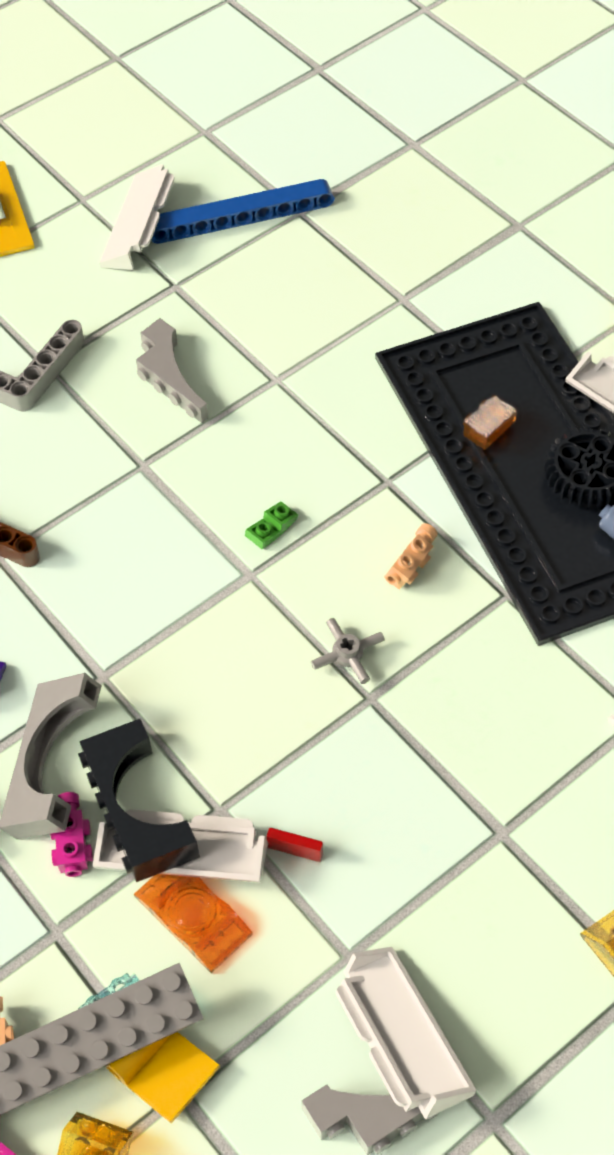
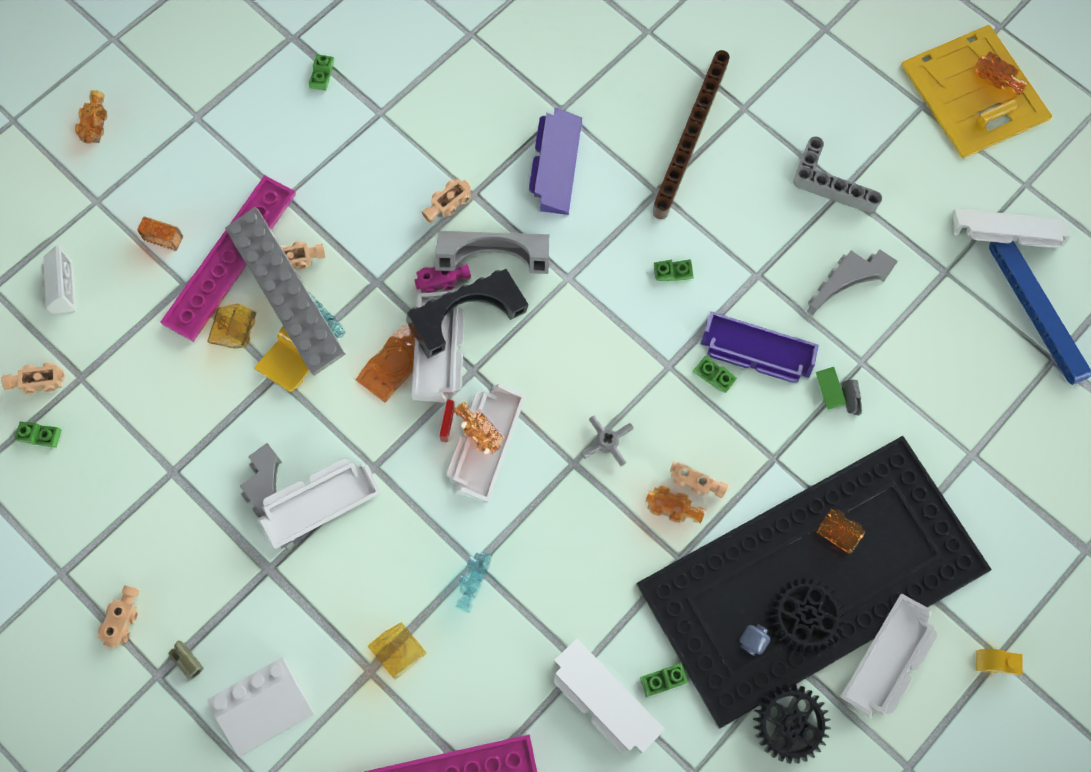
camera: 80 degrees right, 15 degrees up
(119, 550) = (673, 271): none -> bright green slope
(242, 476) = (759, 348): none -> dark purple slope
(311, 408) = (830, 388): none -> bright green slope
(316, 796) = (479, 429): none -> clear orange brick
(321, 391) = (852, 396): none -> dark grey hinge
(329, 801) = (474, 469): none -> white slope
(436, 598) = (671, 501): none -> clear orange brick
(522, 828) = (473, 576): none -> clear light blue brick

